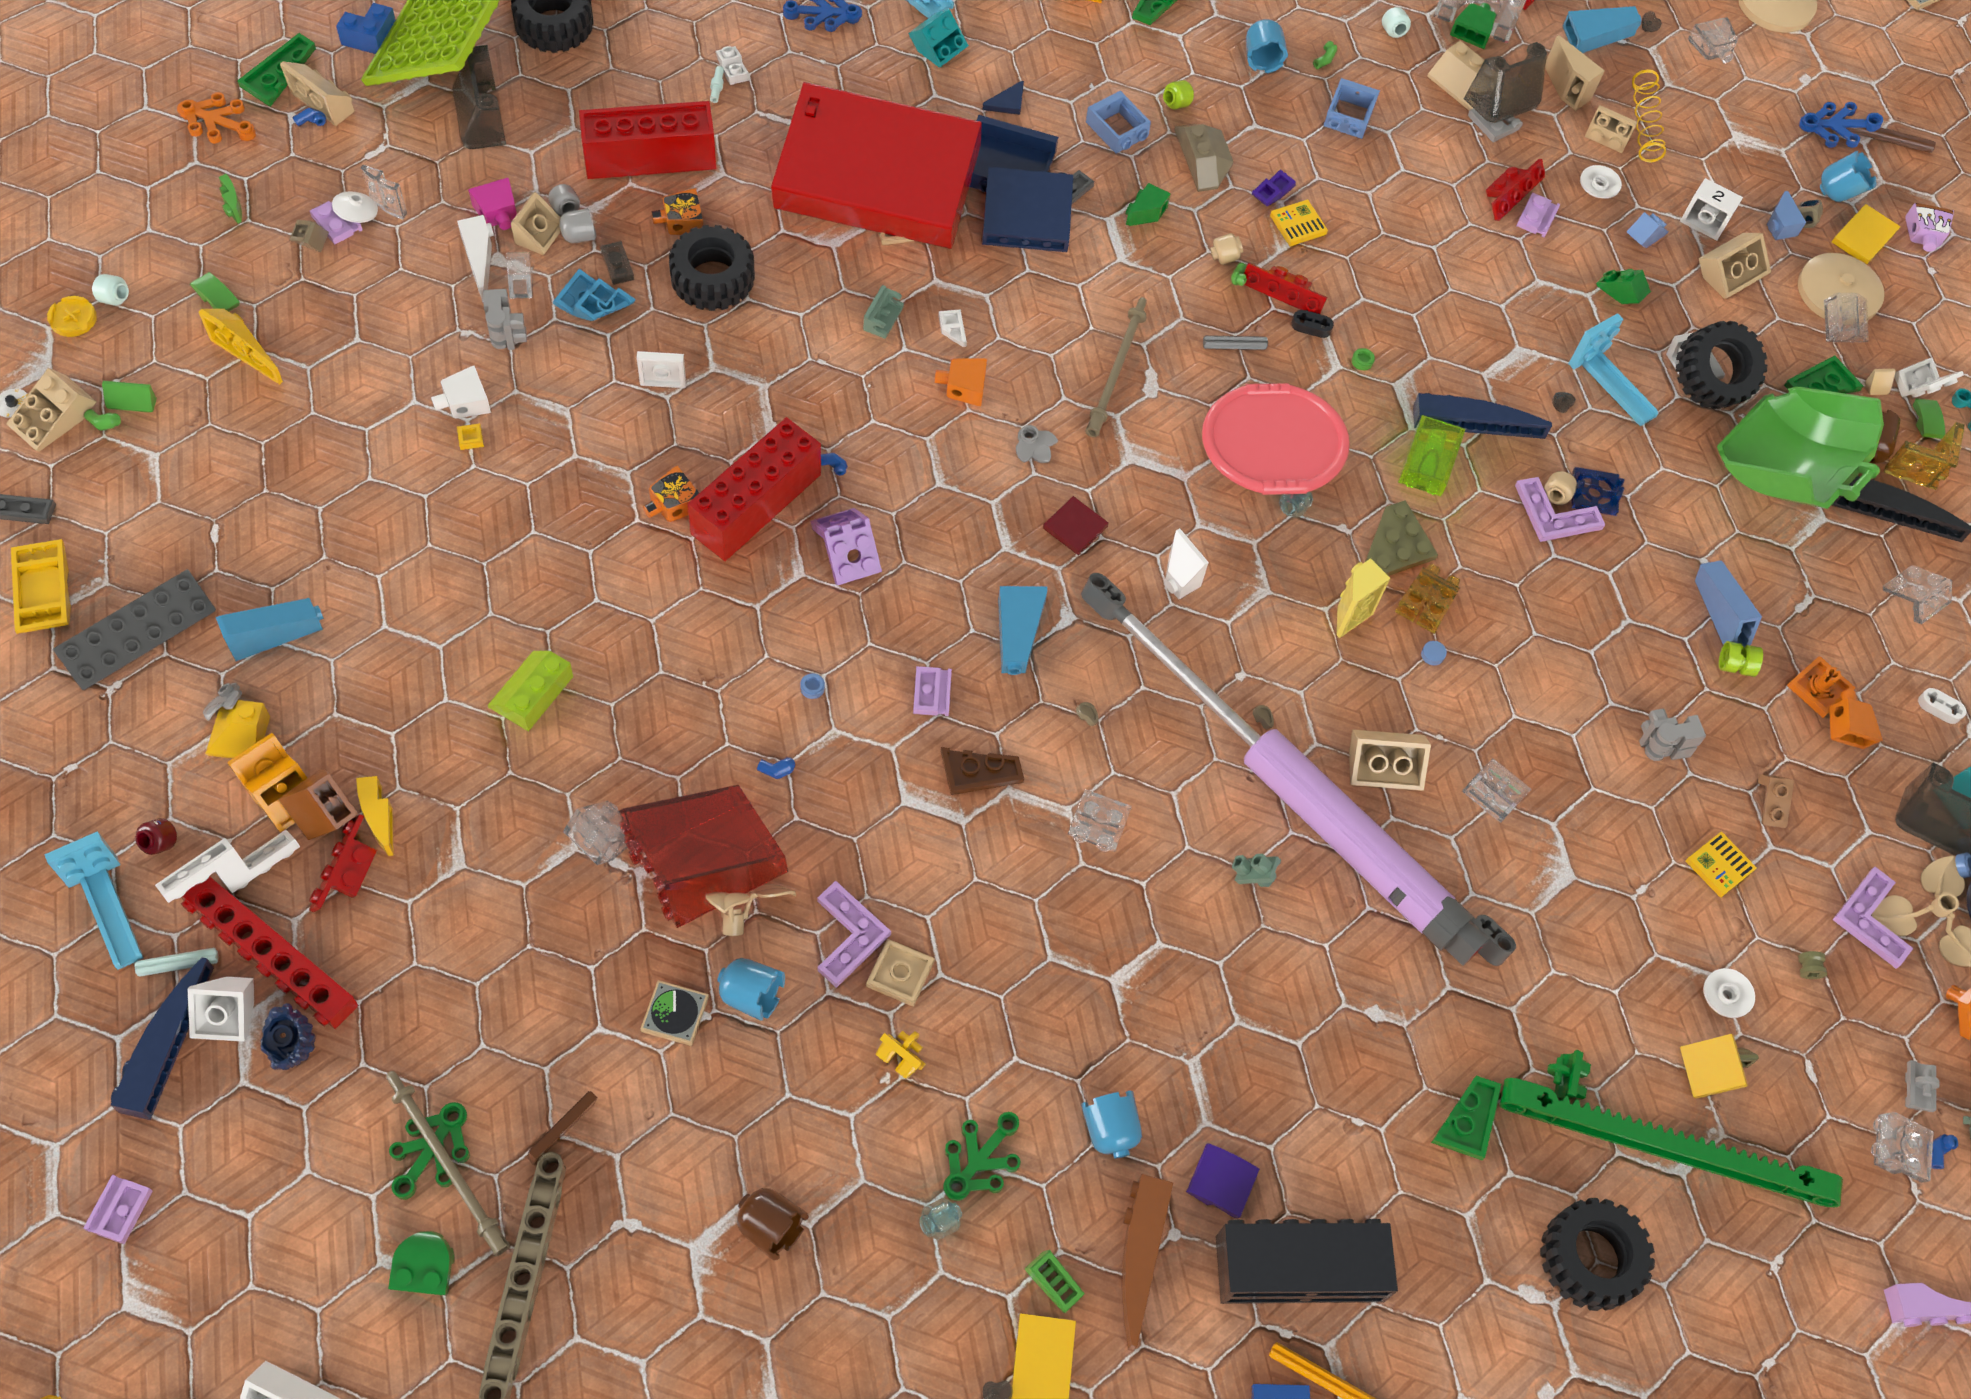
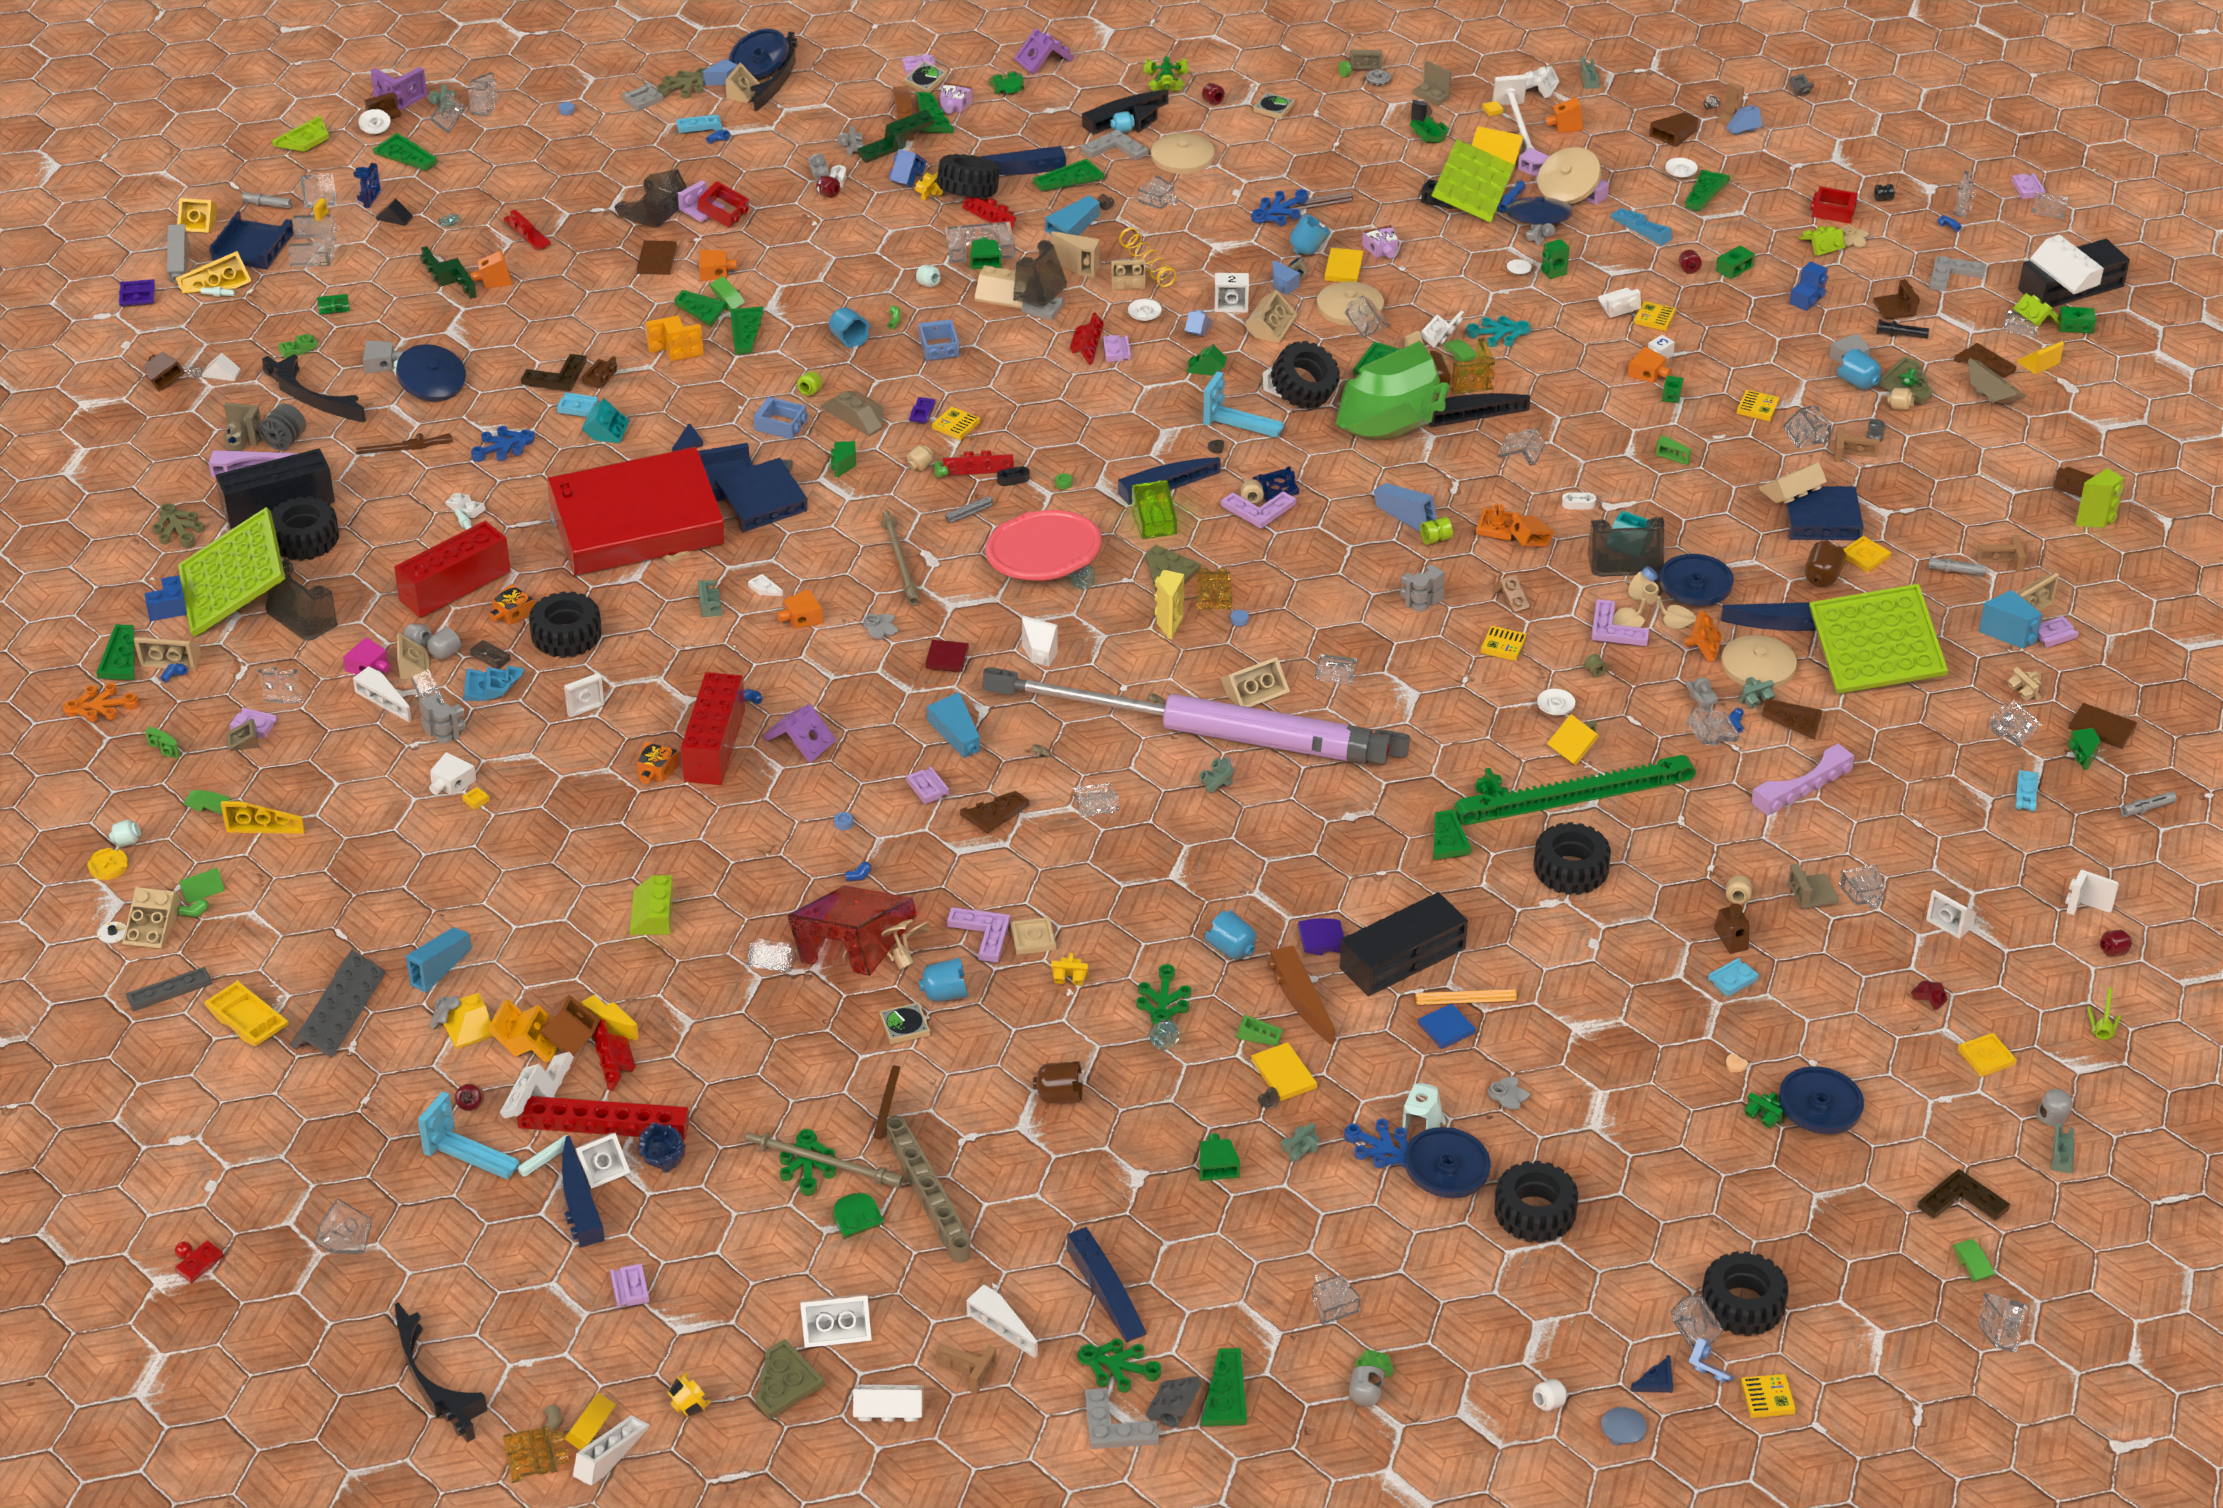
camera: 25 degrees left, 20 degrees down
(354, 207) = (261, 707): white dish -> none

